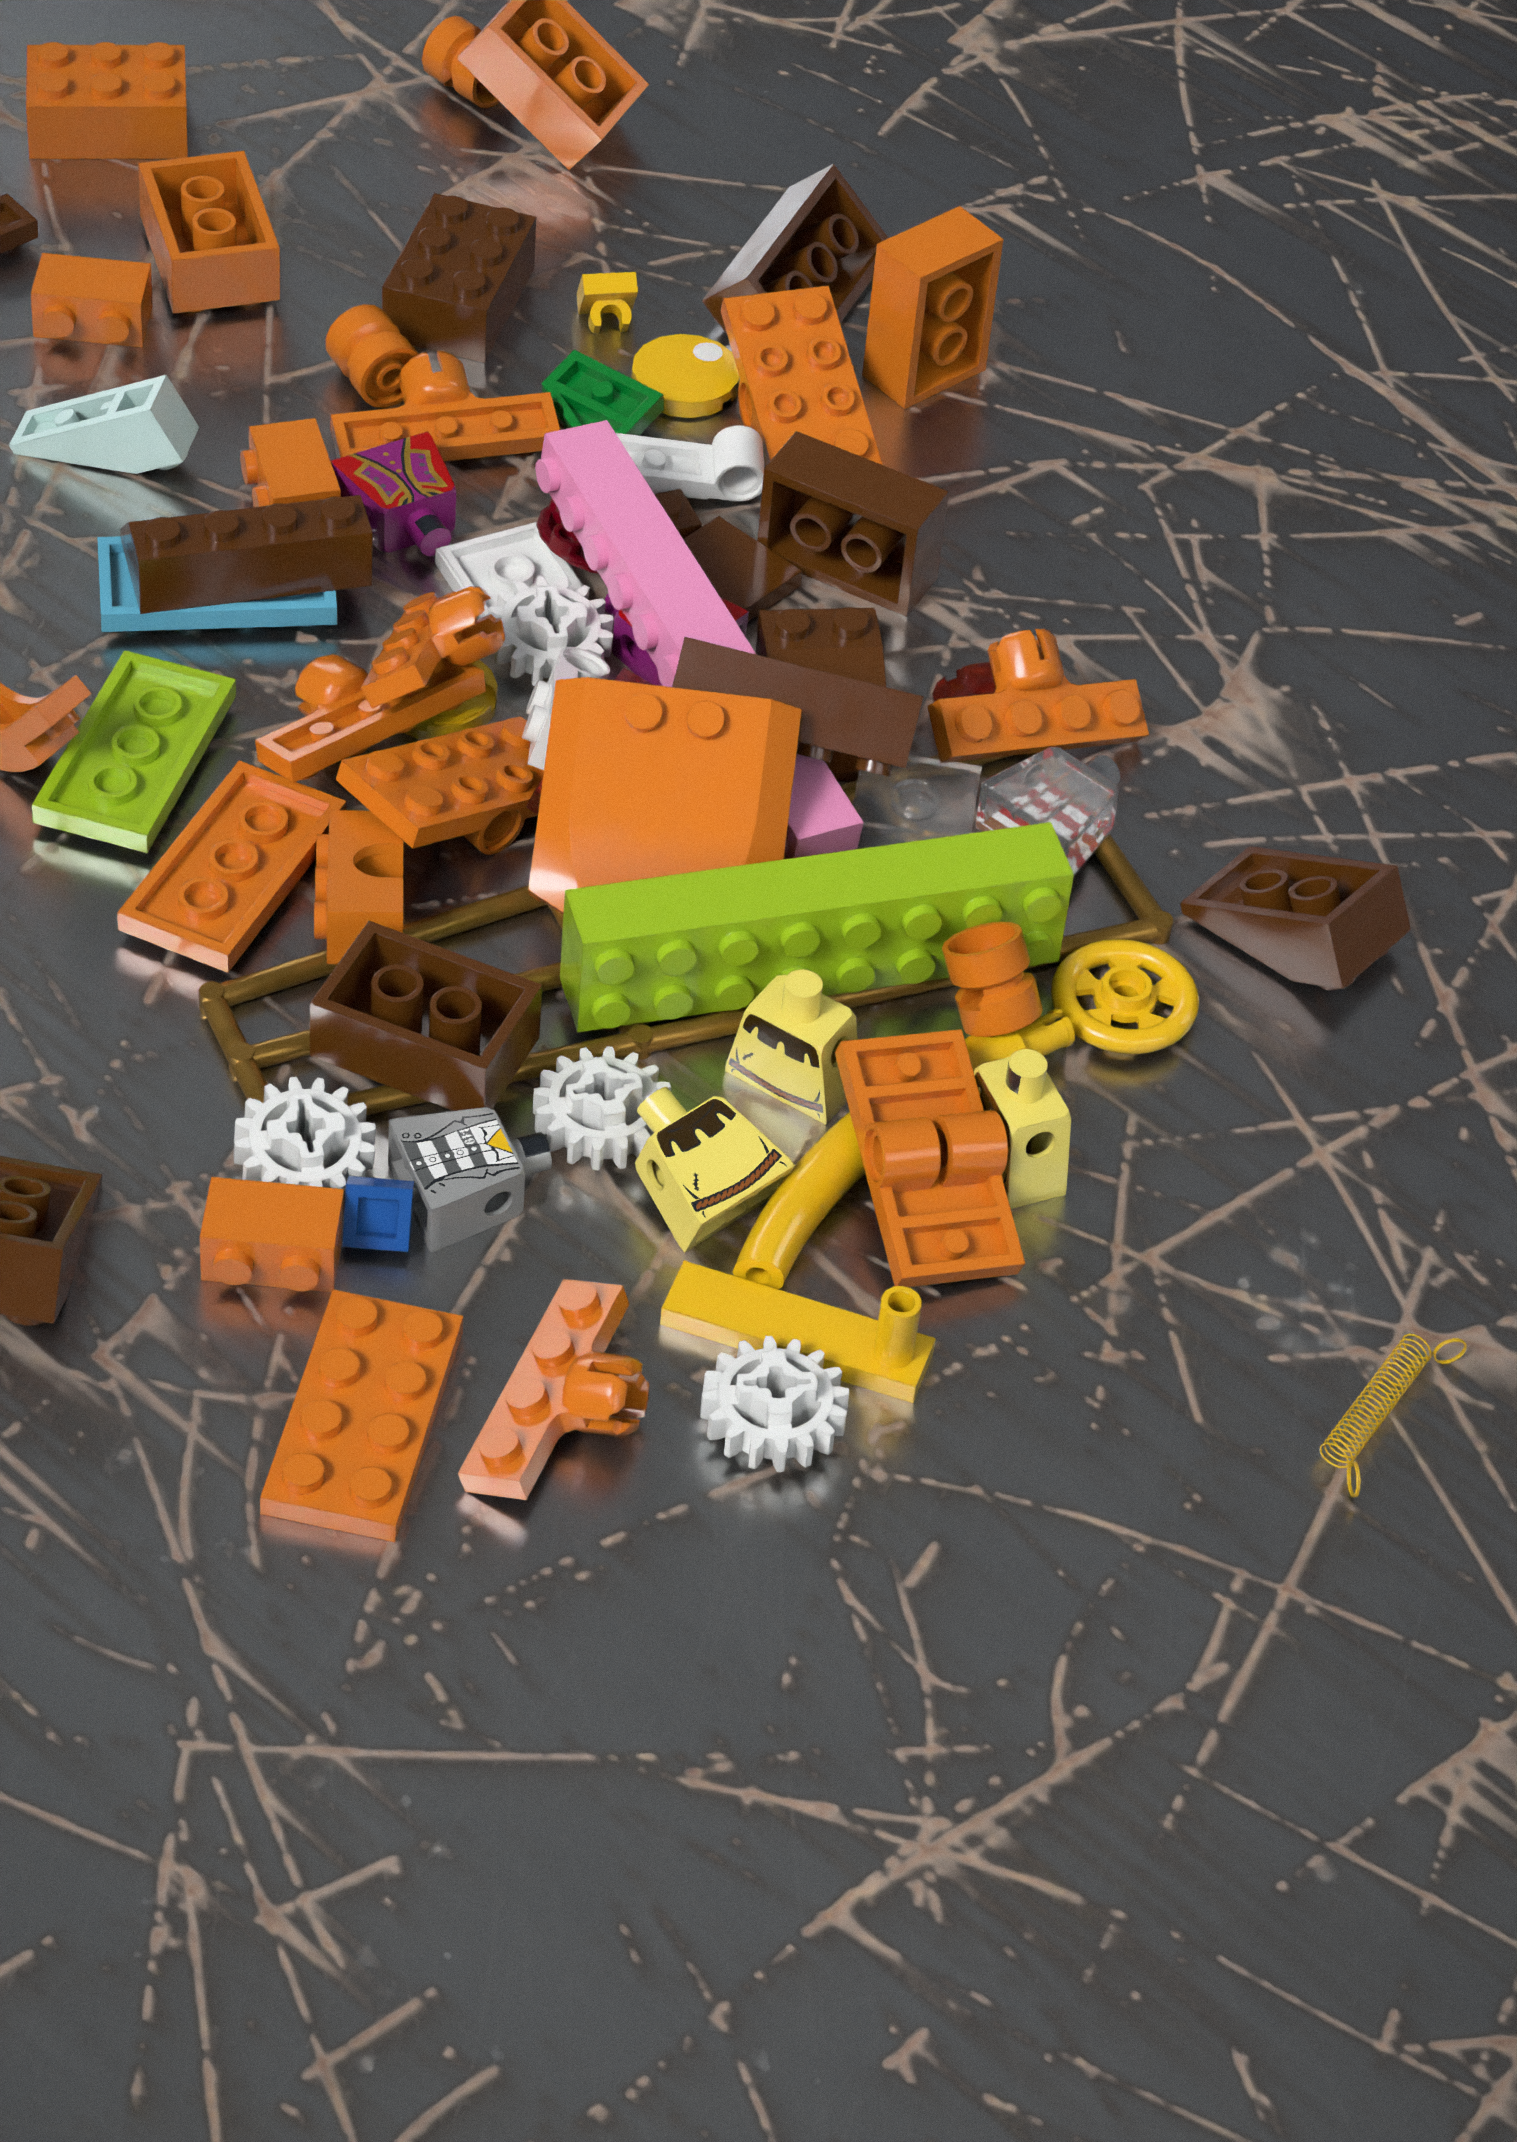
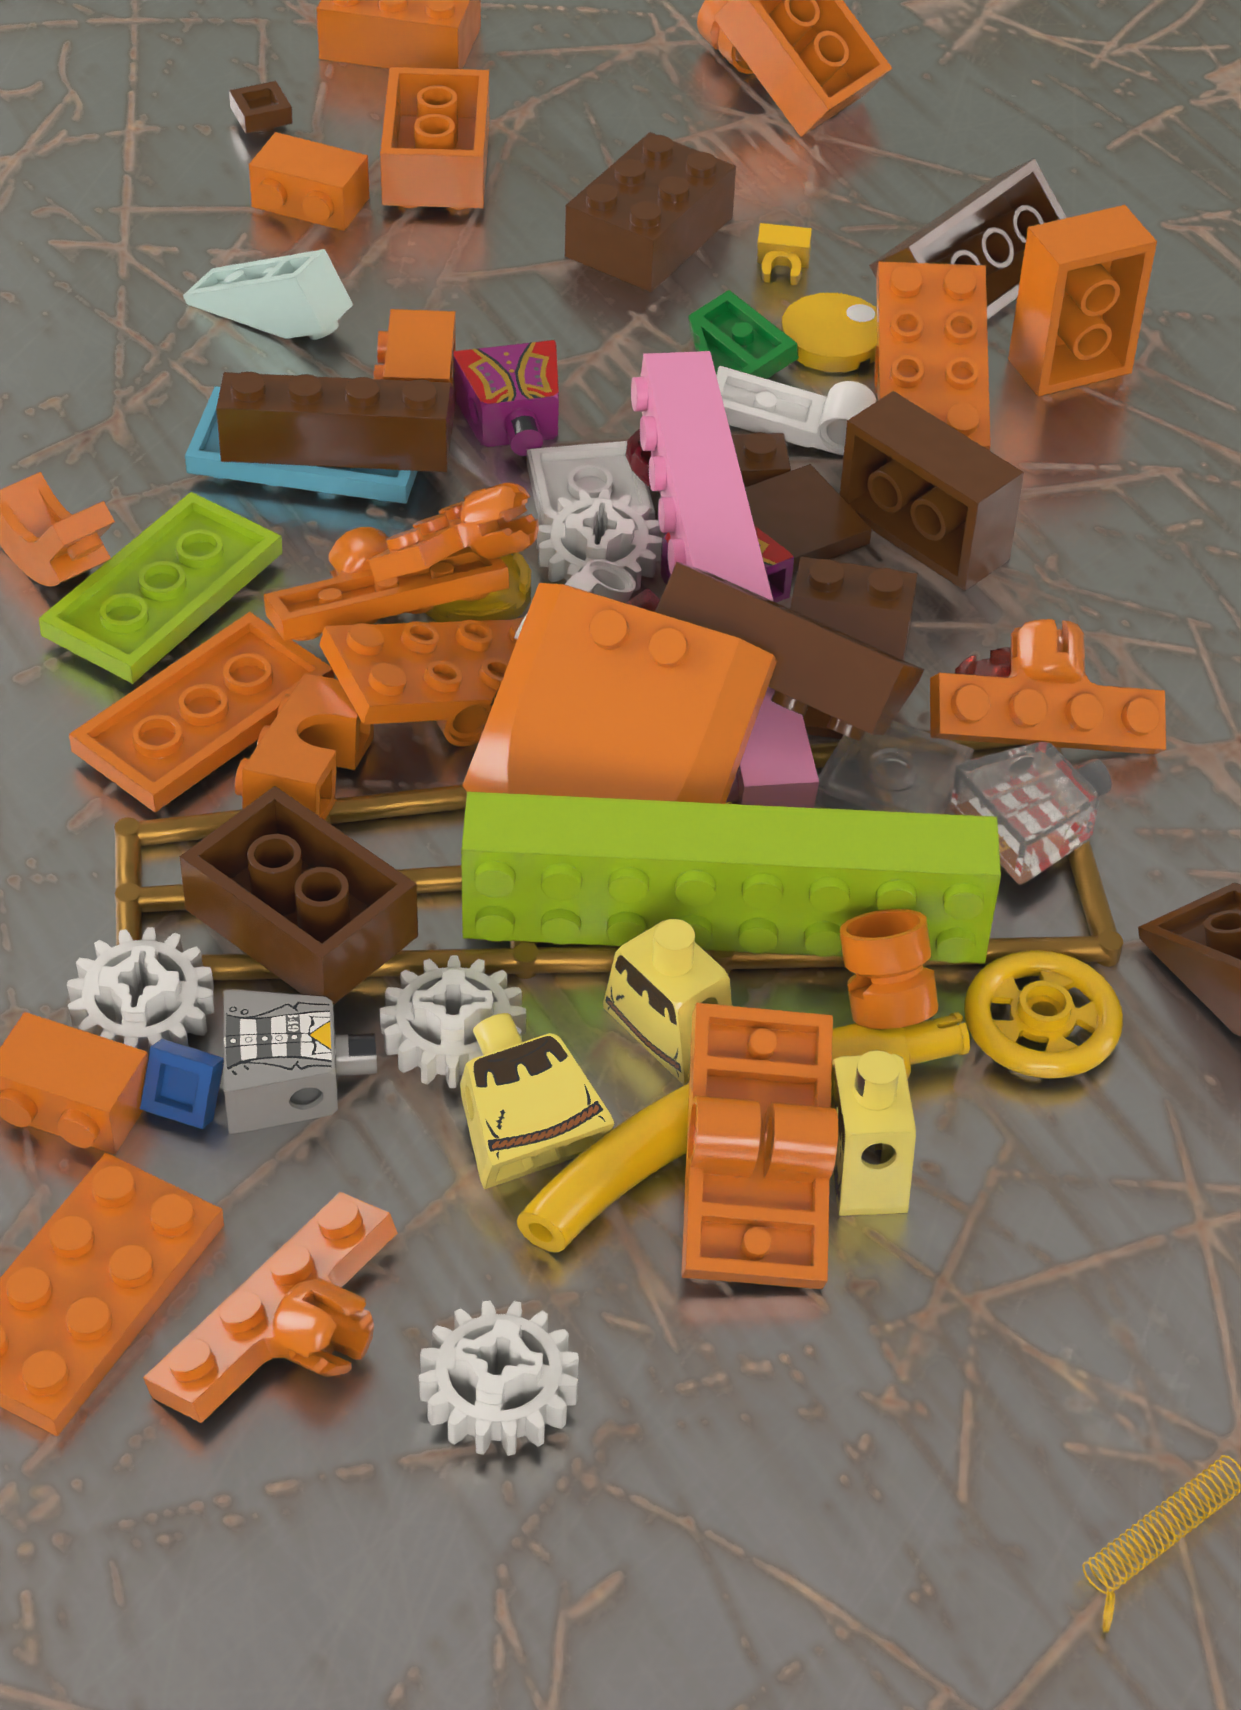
camera: 20 degrees right, 0 degrees up
(370, 353) = (541, 267): orange wheel -> none
(451, 414) = (584, 329): orange plate -> none
(871, 1353) = (614, 1333): yellow piece -> none

